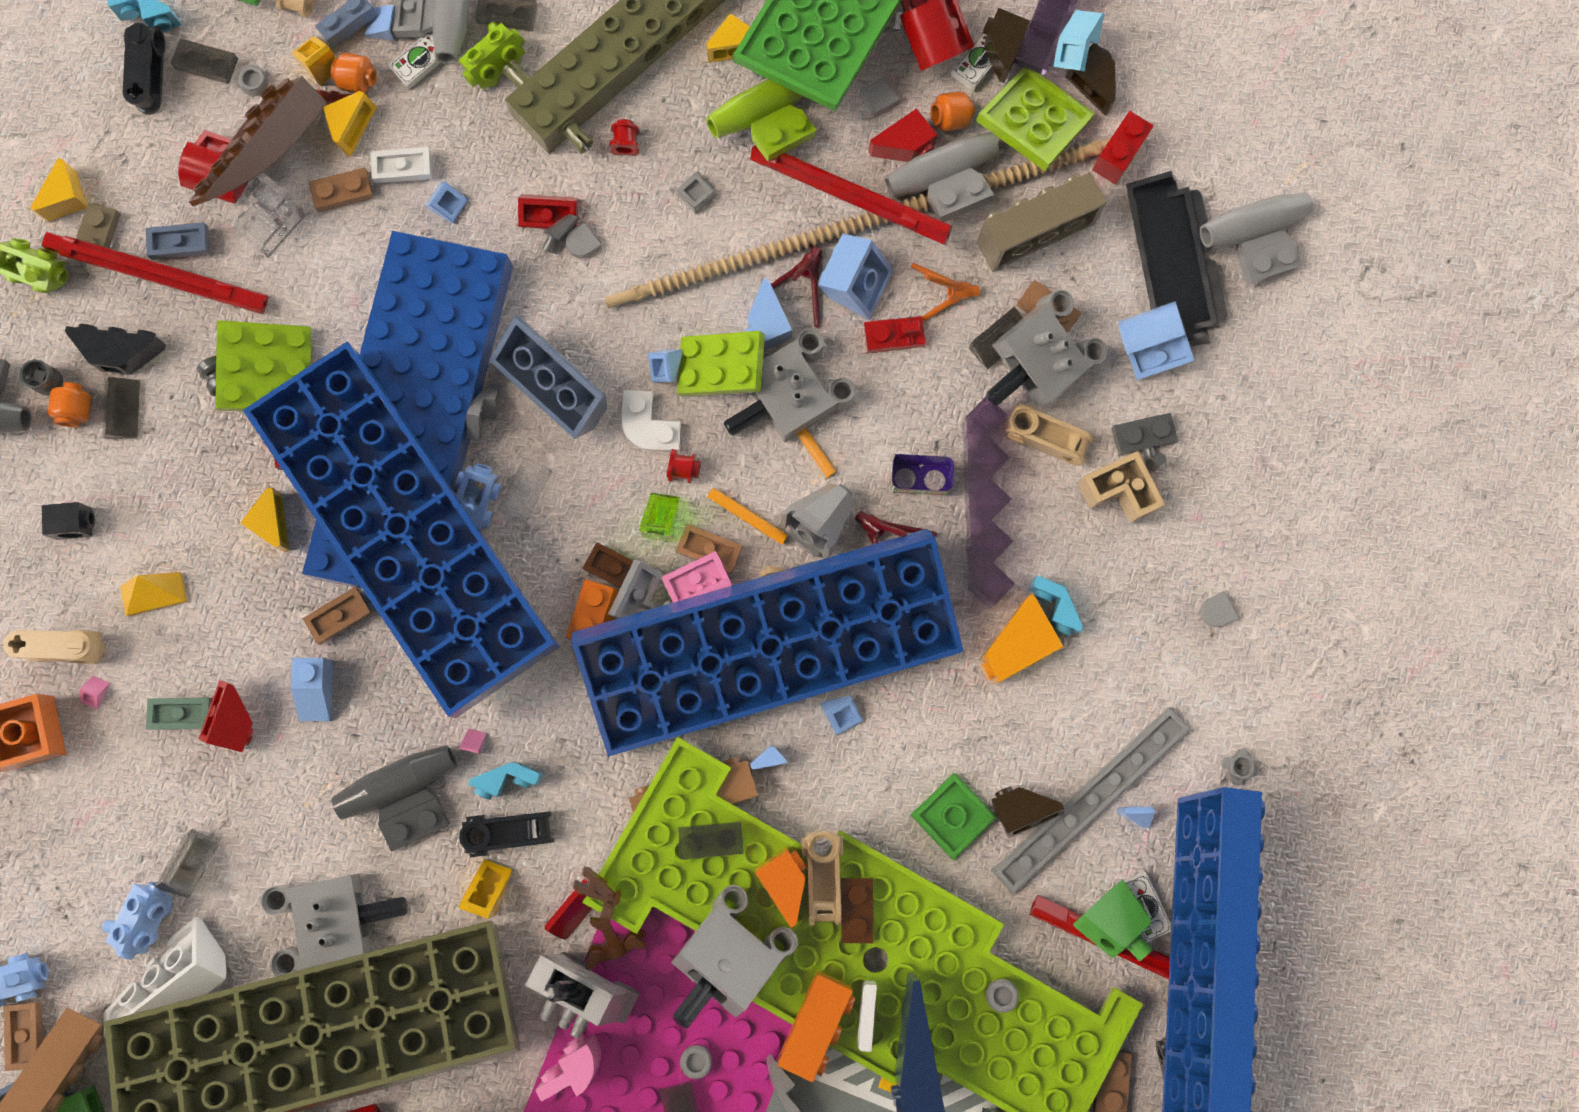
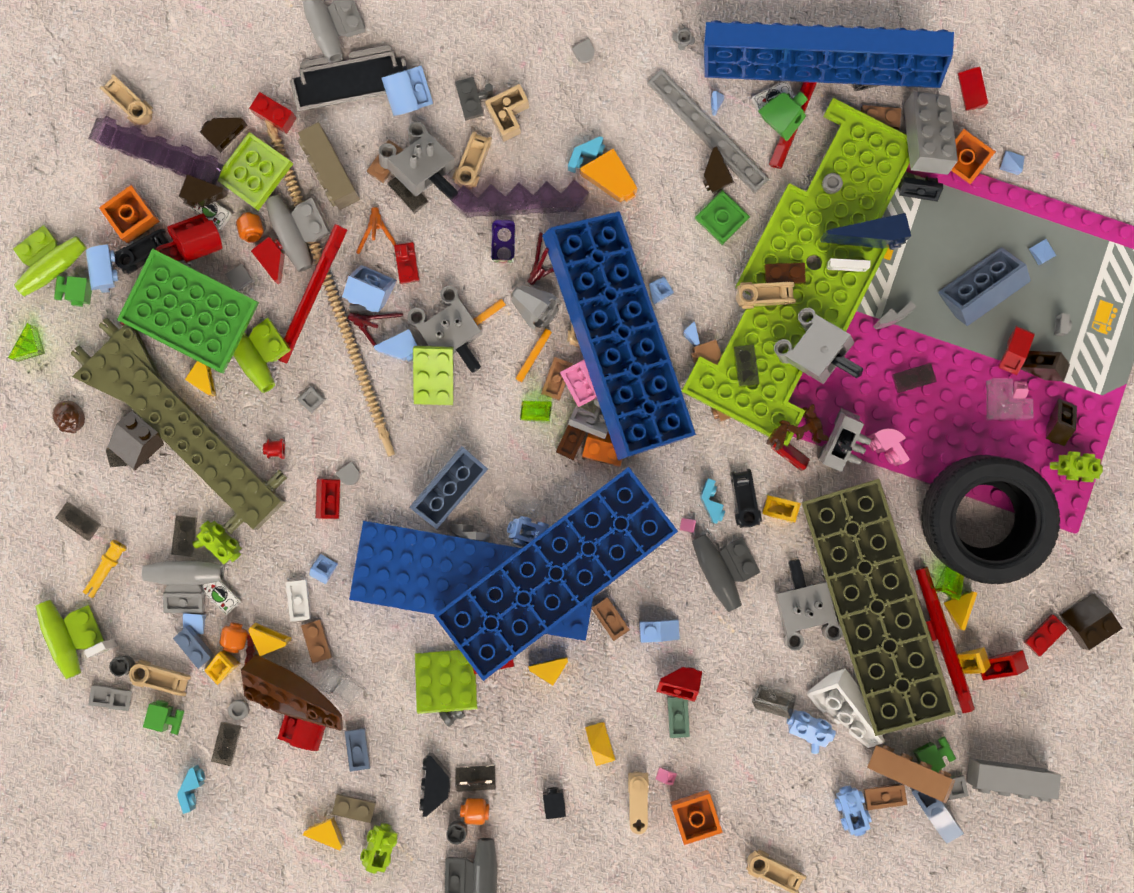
camera: 85 degrees left, 5 degrees up
(143, 67) = (232, 784): black piece -> none
(156, 272) = (381, 760): red piece -> none
(559, 232) = (343, 490): flat silver bar -> none
(642, 430) = (478, 427): white plate -> none
(664, 364) = (433, 413): light blue slope -> none
(683, 467) = (503, 398): red brick -> none
(696, 1061) = (880, 371): light grey tile -> none
(784, 882) = (770, 316): orange slope -> none
(816, 1027) = (856, 296): orange brick -> none
(1075, 40) = (200, 143): medium azure slope -> none

